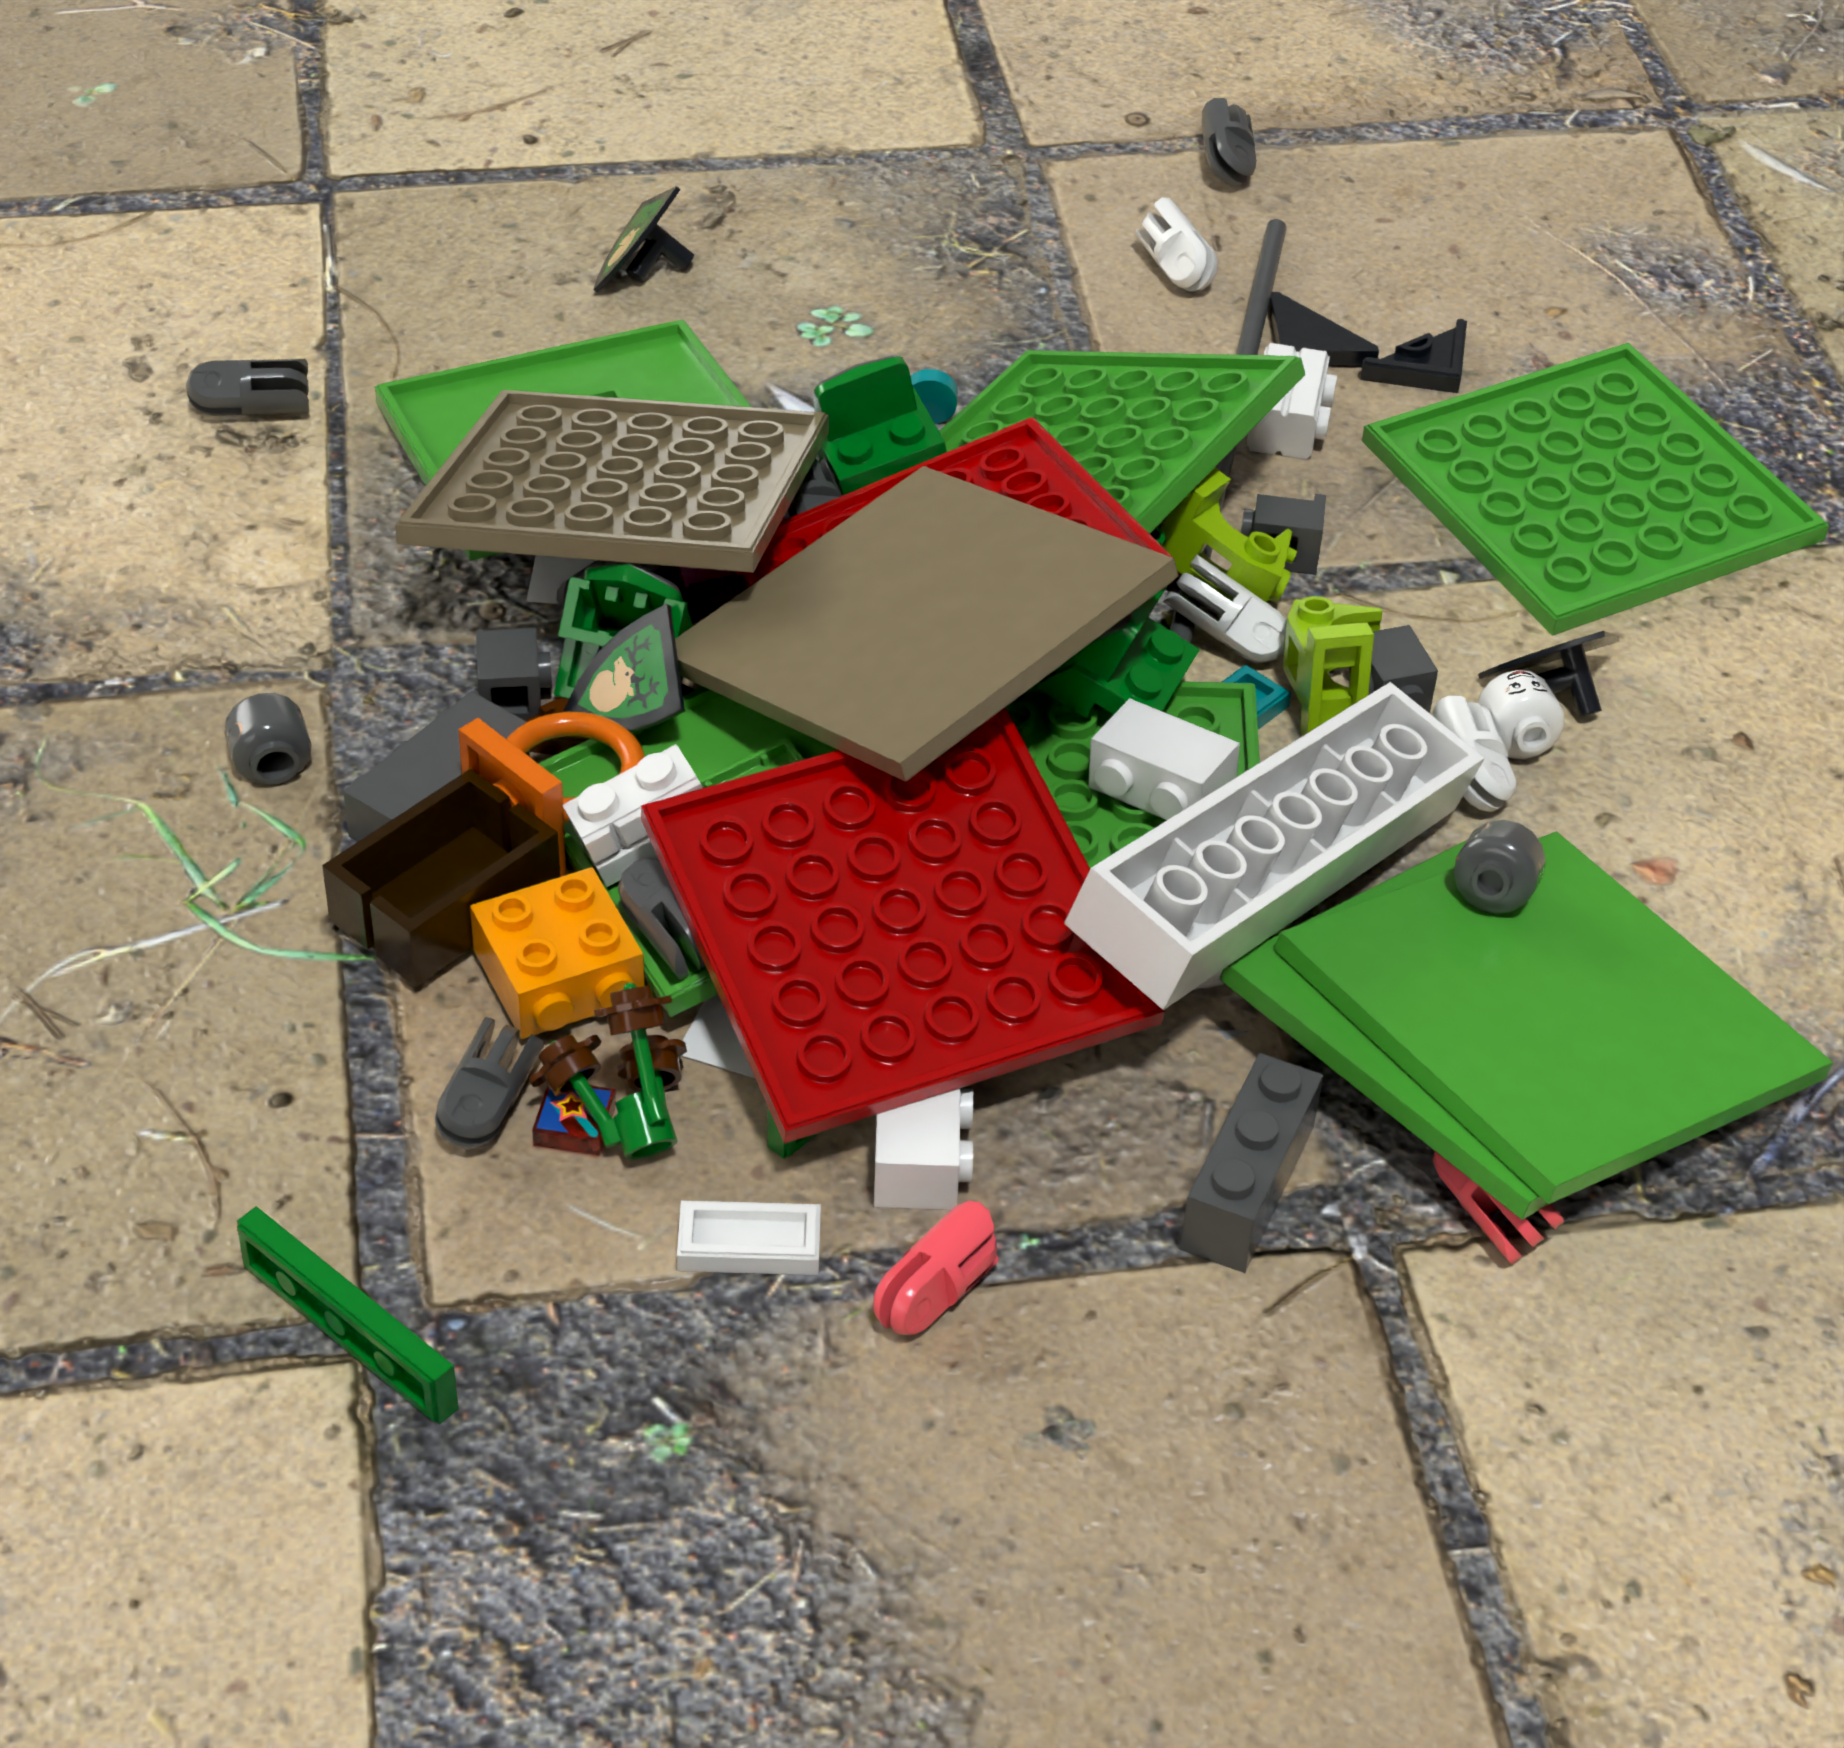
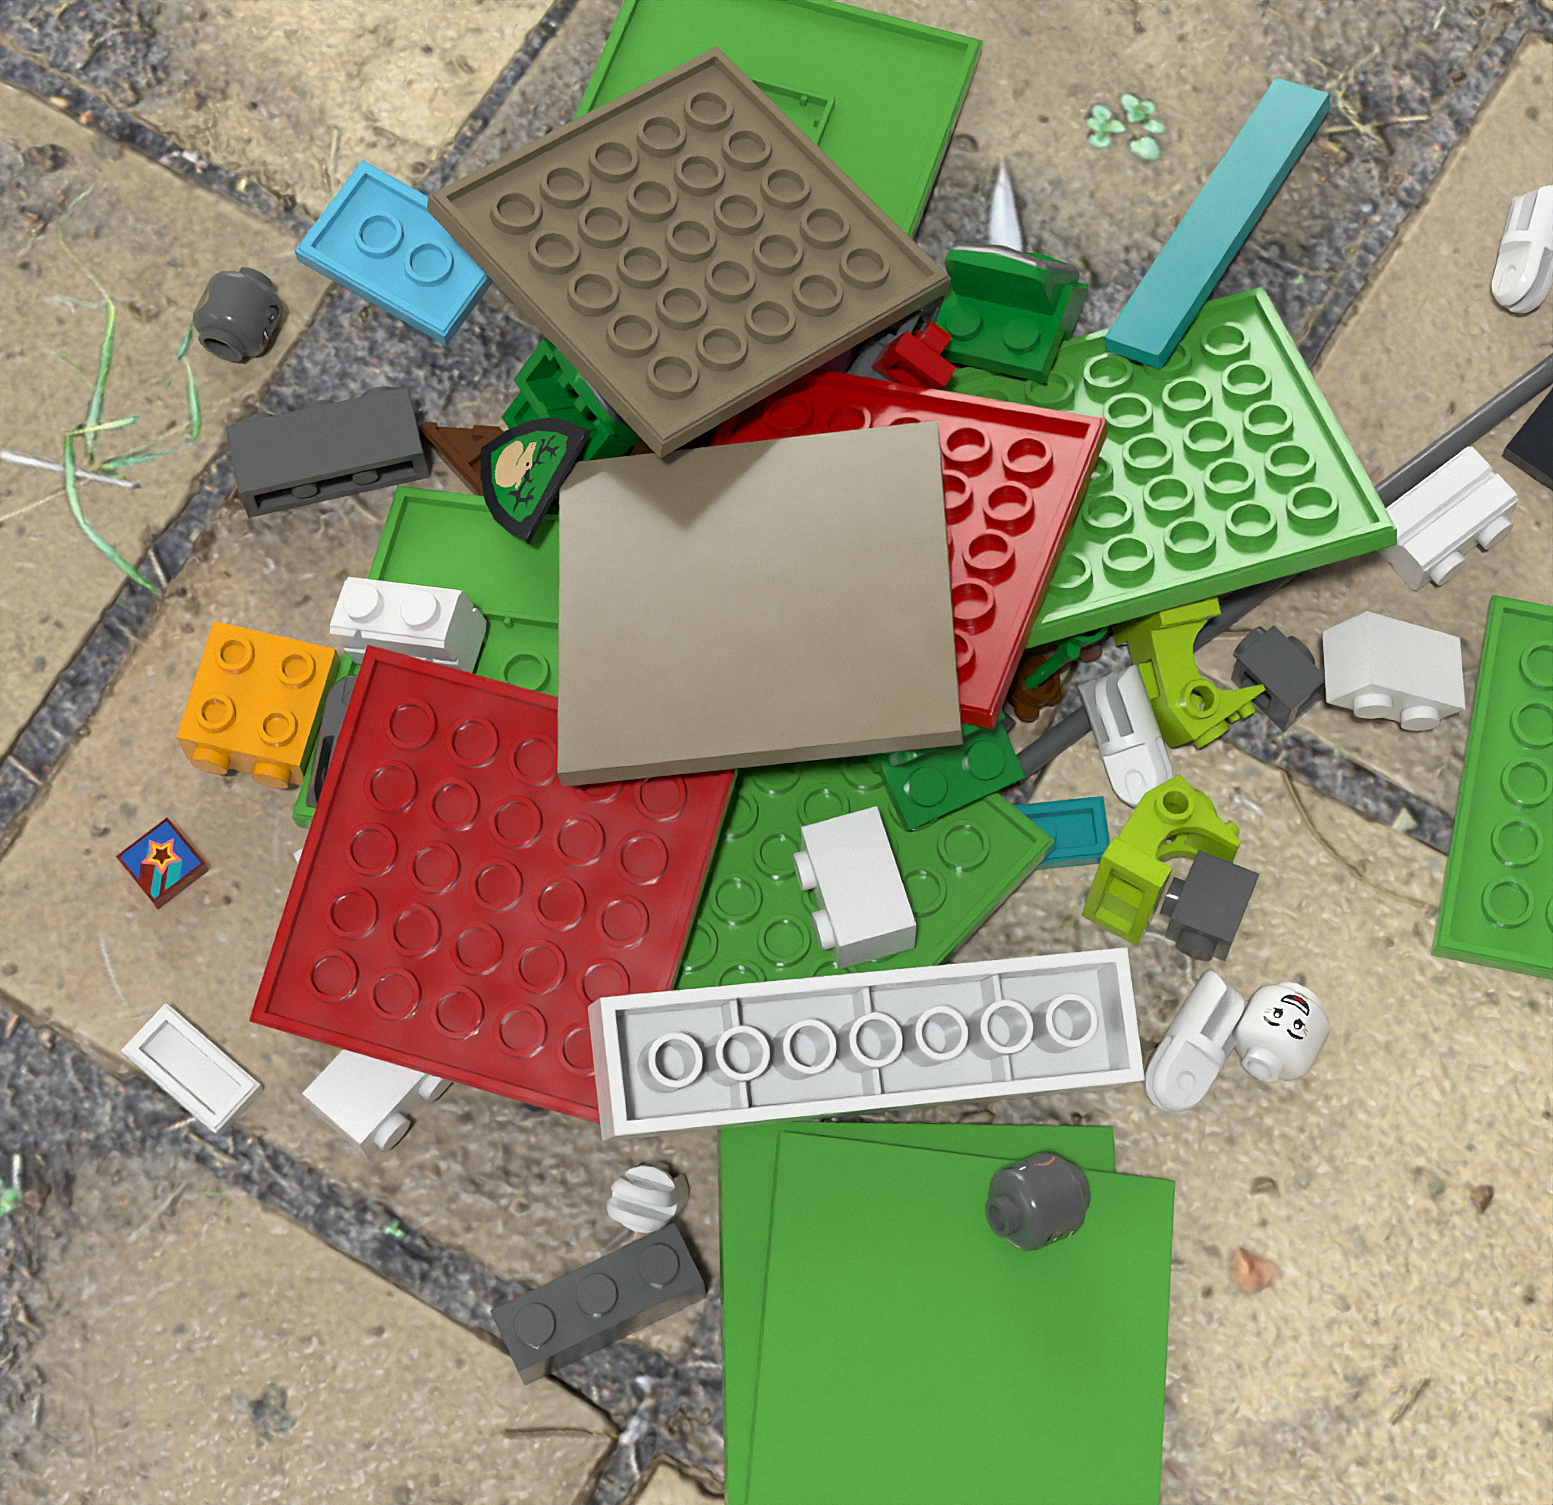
camera: 45 degrees right, 25 degrees up
(364, 644) = (394, 254): none -> medium azure tile
(422, 870) = (233, 561): dark brown piece -> none
(483, 1089) = (97, 801): dark grey arm -> none
(512, 670) = (473, 375): dark grey brick -> none
(525, 781) = (352, 522): orange tile -> none
(649, 1066) = (211, 840): plant -> none
(847, 471) = (916, 358): none -> red tile
(937, 393) = (1109, 285): teal tile -> none
(937, 1270) = (282, 1214): coral arm -> none
(964, 328) = (1217, 223): none -> tile
(1215, 1061) = (647, 1197): none -> white arm
(1361, 476) = (1393, 670): none -> white brick
(1574, 673) = (1374, 1005): black shield -> none

